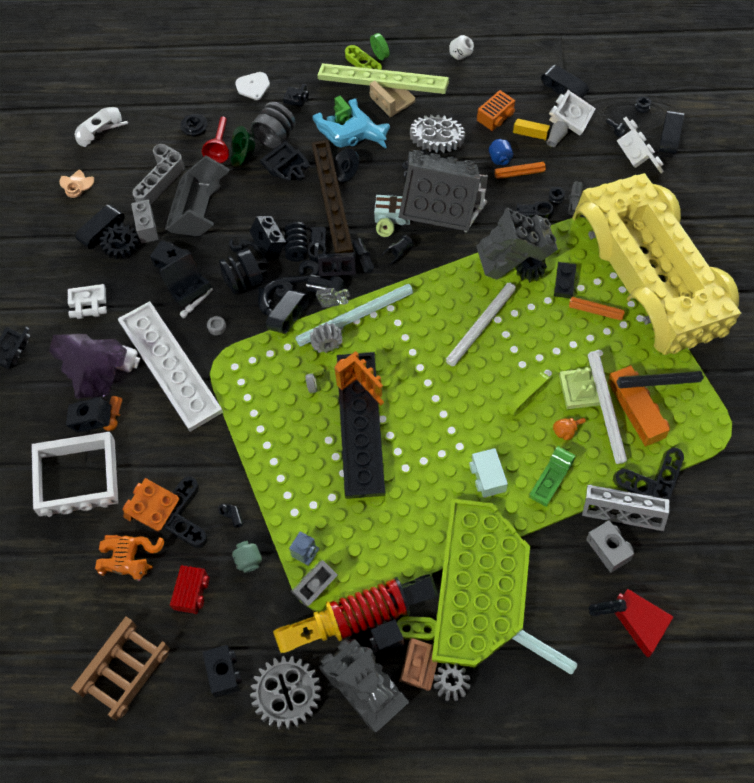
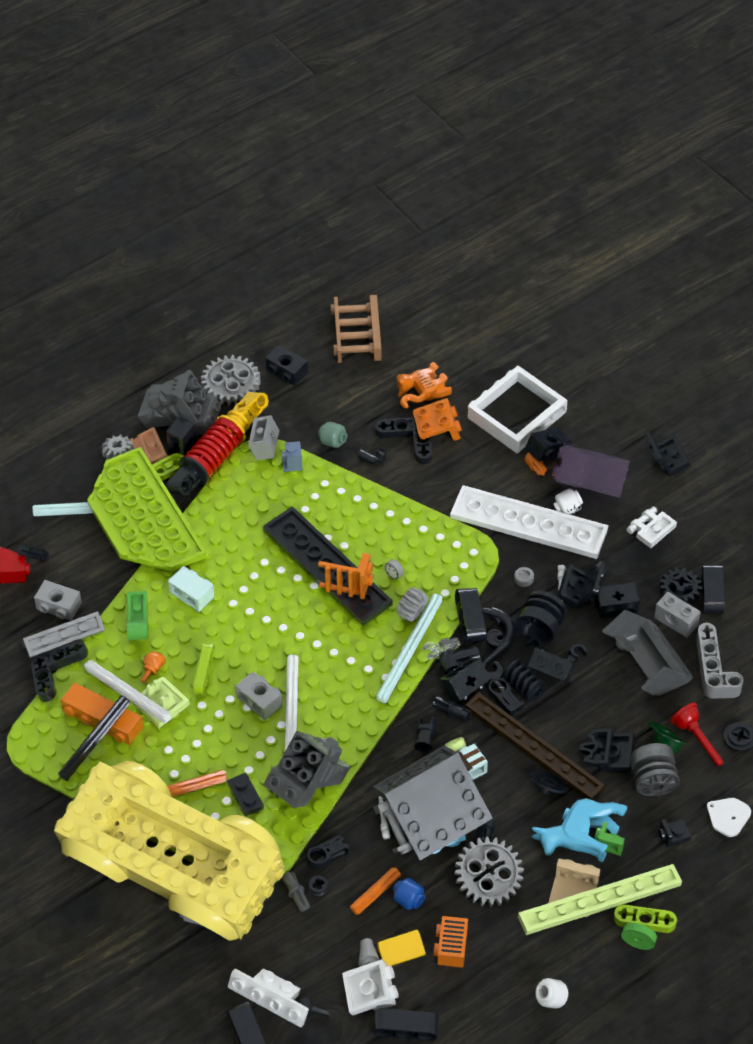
camera: 140 degrees right, 10 degrees down
(189, 589) = (355, 393): red brick -> none
(502, 334) = (263, 705): none -> light grey brick

